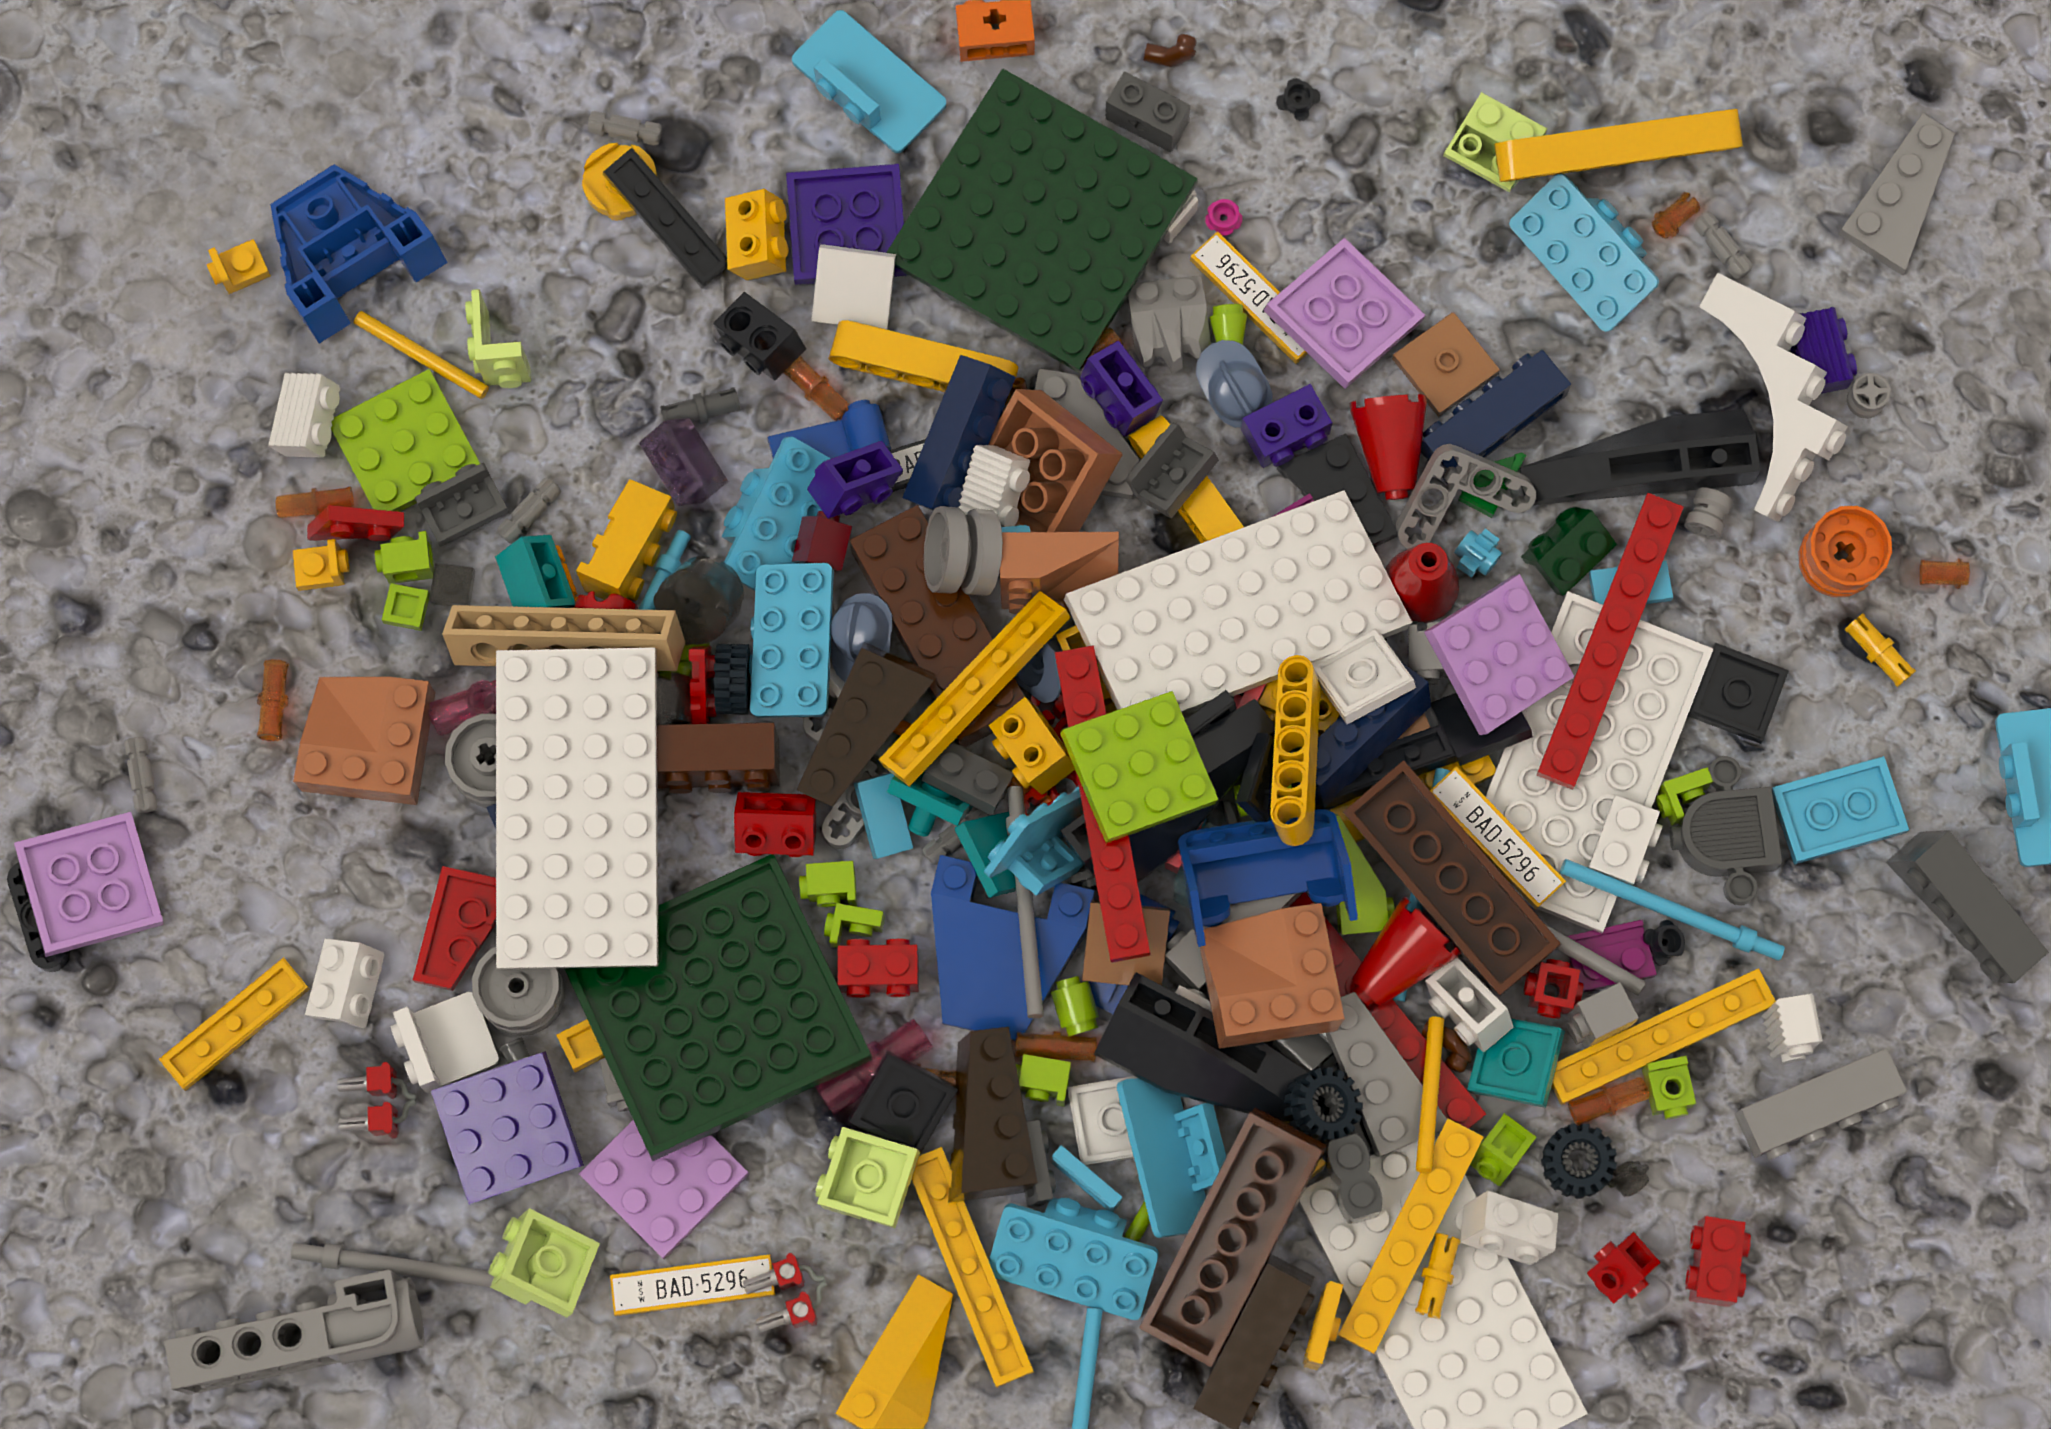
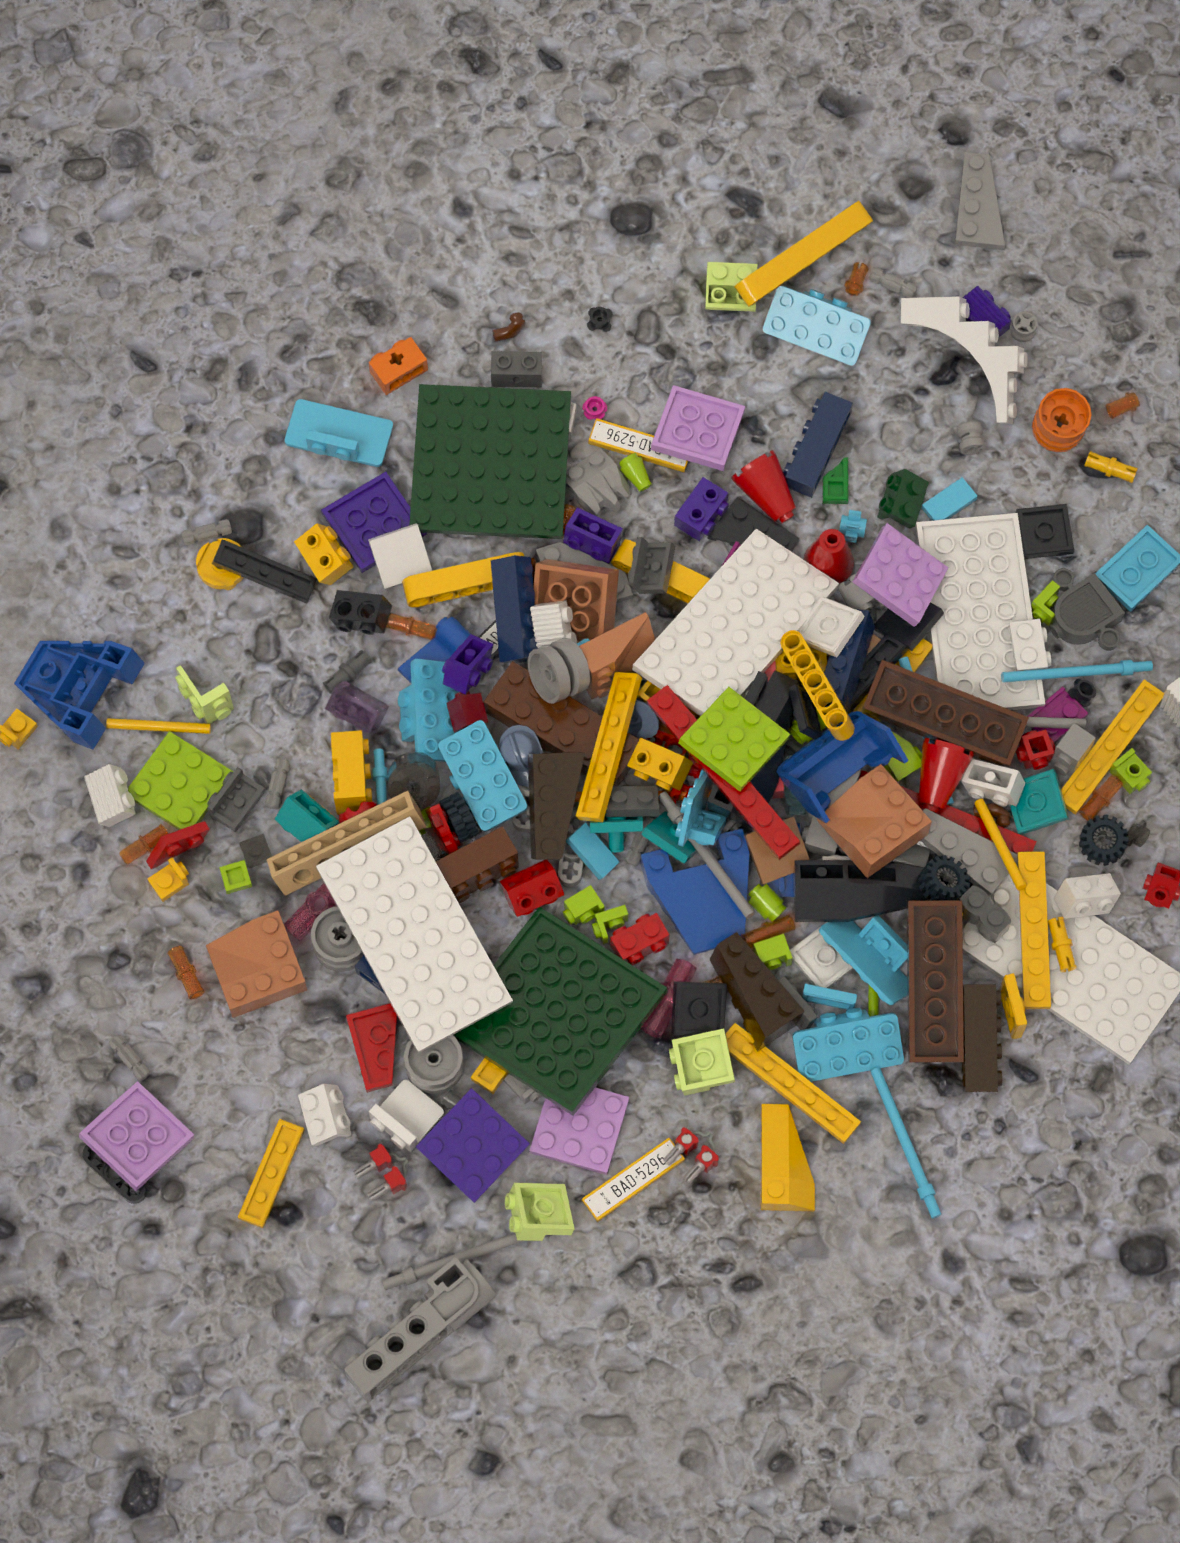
camera: 30 degrees left, 5 degrees down
(406, 559) = (220, 849): lime brick -> none
(1232, 381) = (654, 500): sand blue piece -> none
(1446, 364) = (772, 428): medium nougat plate -> none
(1462, 479) = (819, 488): light grey beam -> none
(1498, 838) = (958, 678): white tile -> none
(1502, 1150) = (1057, 856): lime bracket -> none
(1609, 641) = (956, 538): red plate -> none
(1652, 459) = (921, 424): black wedge -> none

